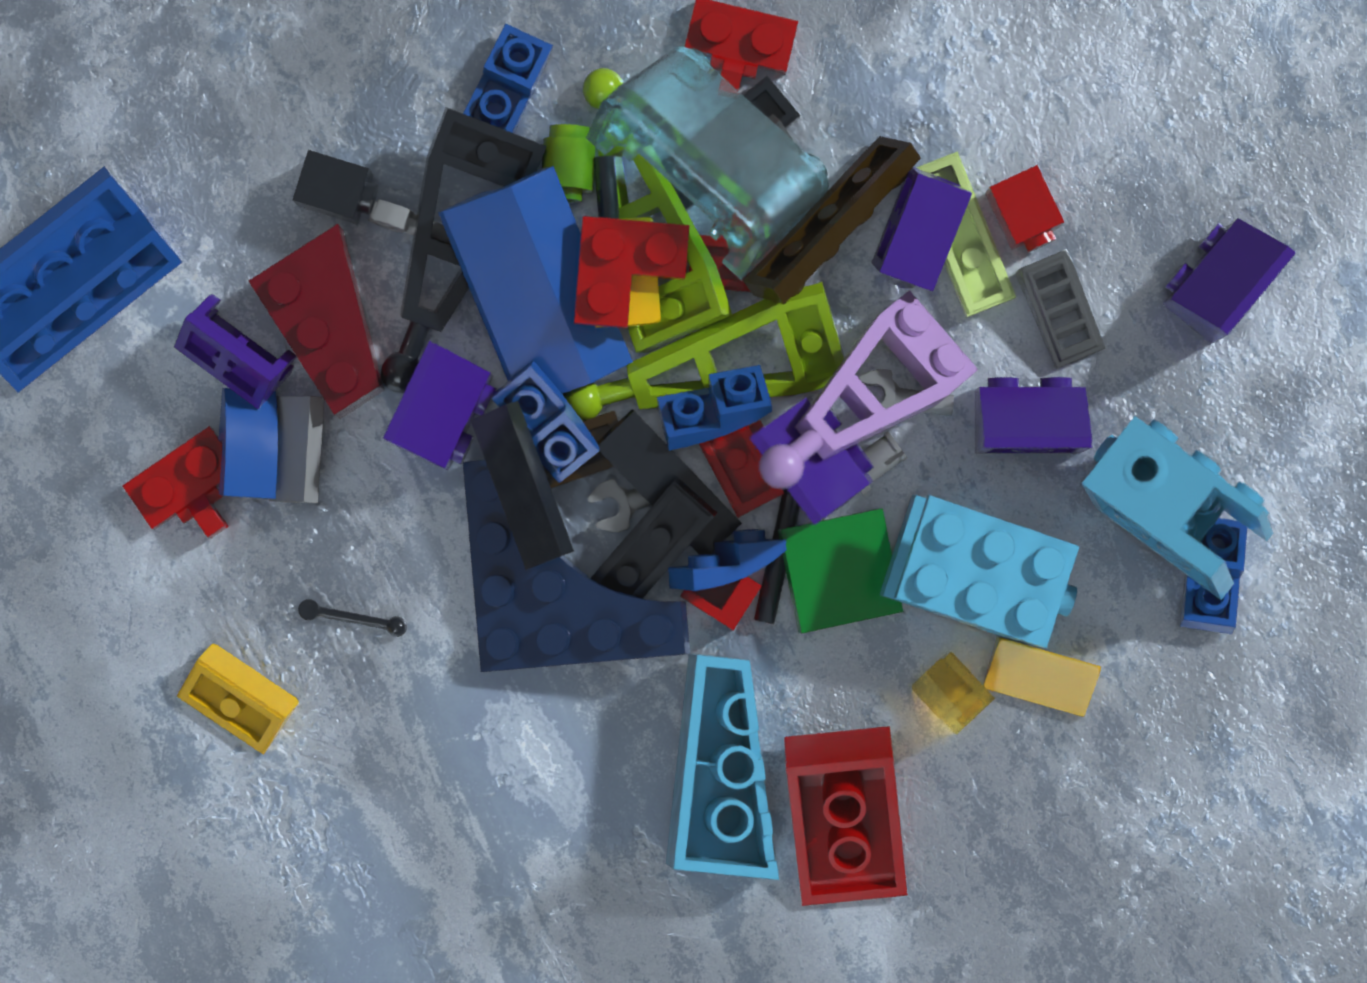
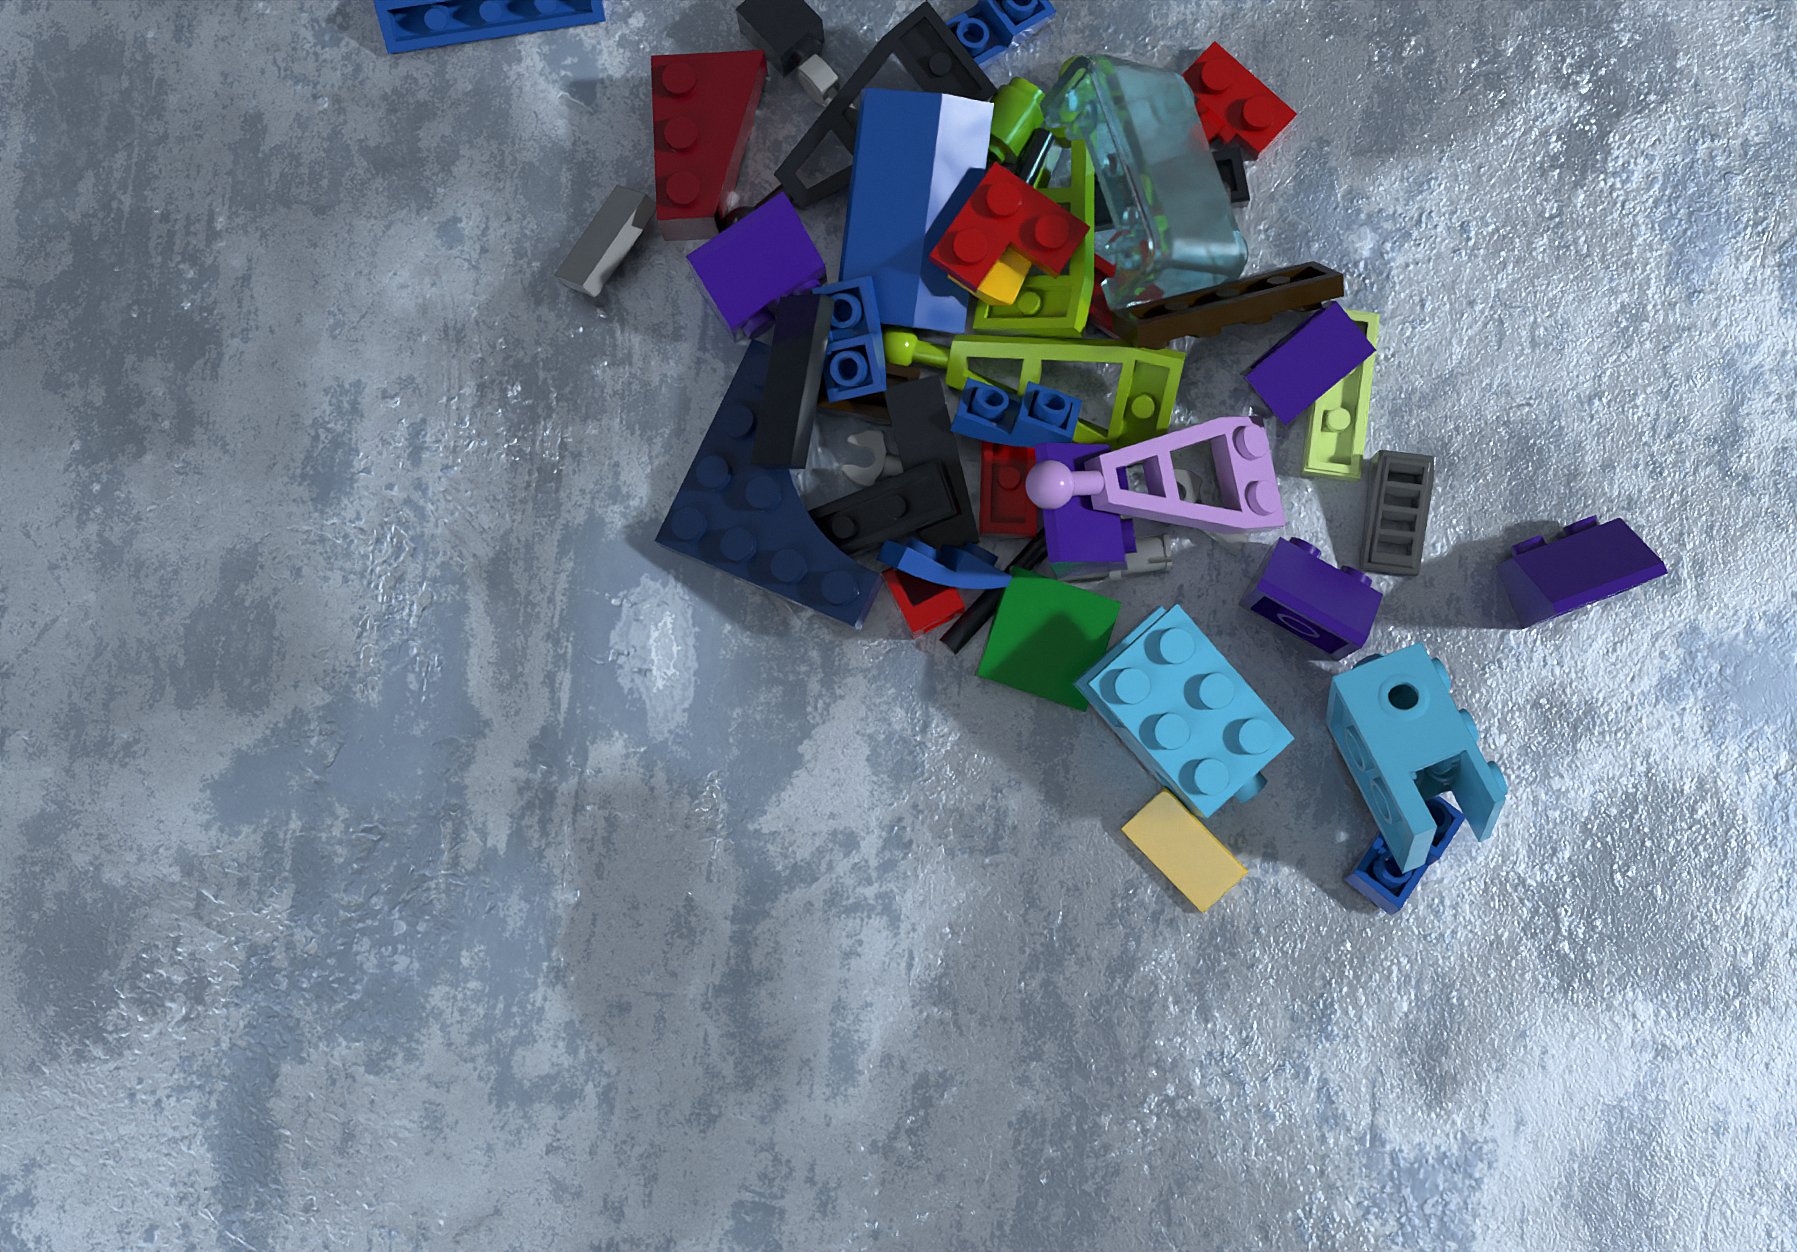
camera: 35 degrees right, 5 degrees down
(183, 485) = (488, 218): red hinge -> none
(231, 354) = (597, 119): dark purple hinge -> none
(237, 698) = (417, 438): yellow slope -> none
(248, 447) = (565, 209): blue slope -> none
(311, 610) = (533, 397): black hinge -> none
(719, 783) = (813, 778): medium azure wedge -> none
(845, 815) = (918, 874): red slope -> none
(952, 692) = (1089, 815): clear yellow panel -> none
(1025, 209) = (1415, 400): red brick -> none

